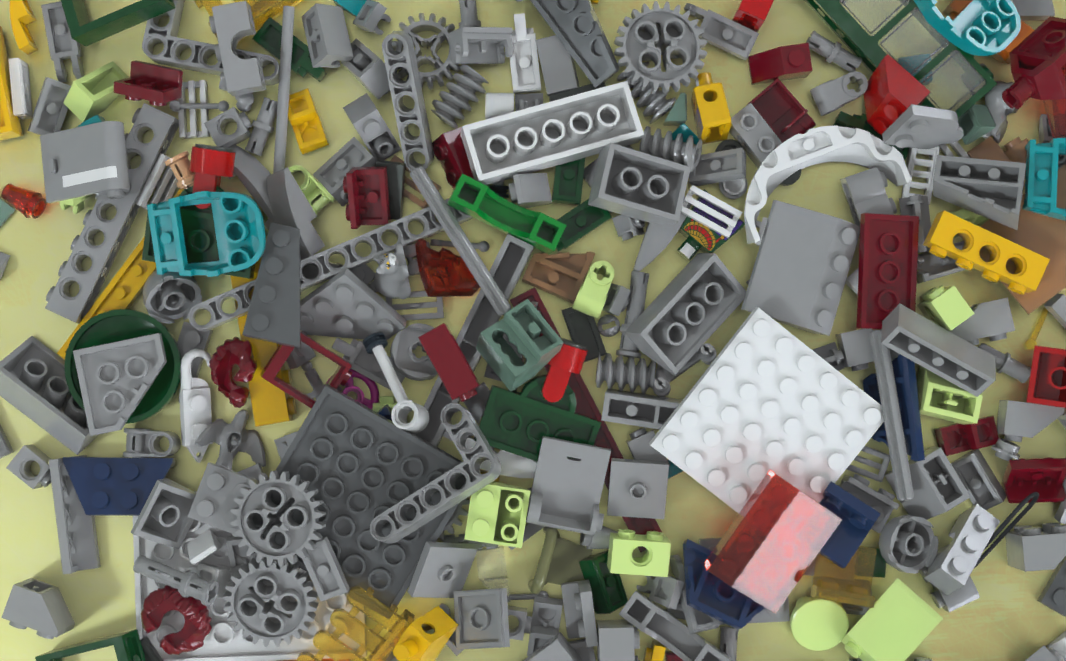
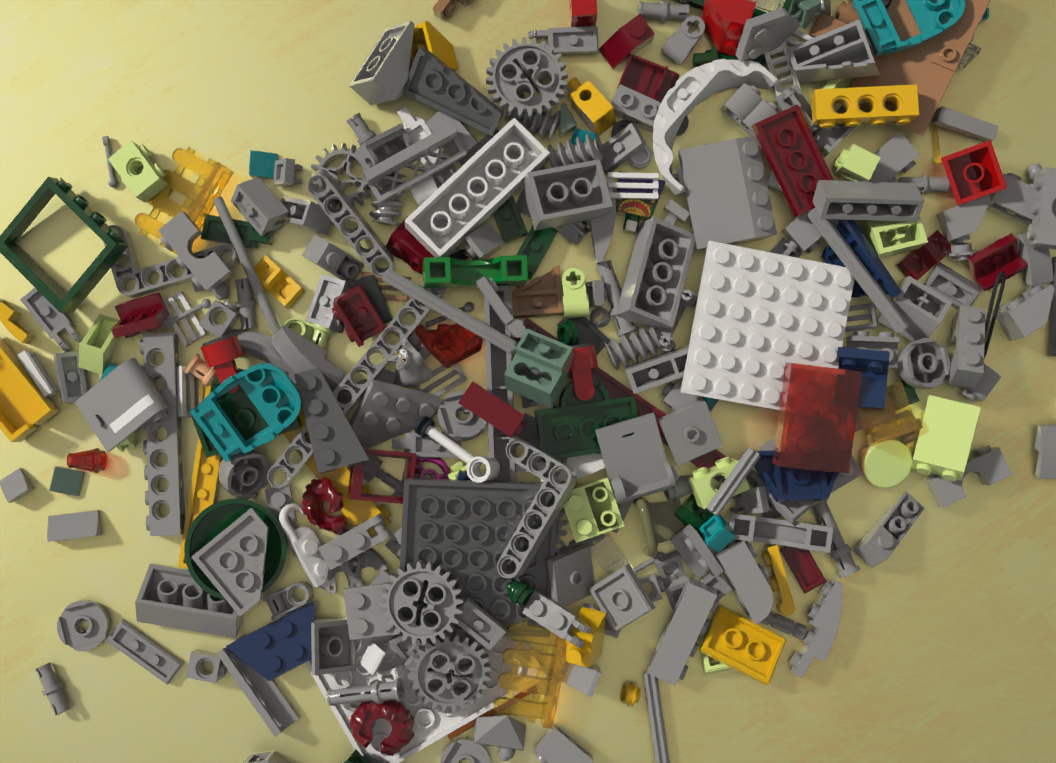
camera: 25 degrees left, 0 degrees up
(243, 421) = (354, 542): none -> light grey plate
(381, 559) = (519, 592): none -> dark green plate
(403, 604) = (555, 618): none -> light grey hinge
(503, 64) = (408, 156): none -> light grey fence
(513, 265) = (501, 308): none -> light grey hinge
(567, 325) = (568, 333): none -> dark green plate
(611, 603) = (717, 533): none -> teal slope
(654, 561) = (733, 481): none -> light grey axle
(738, 260) = (675, 212): none -> light grey tile

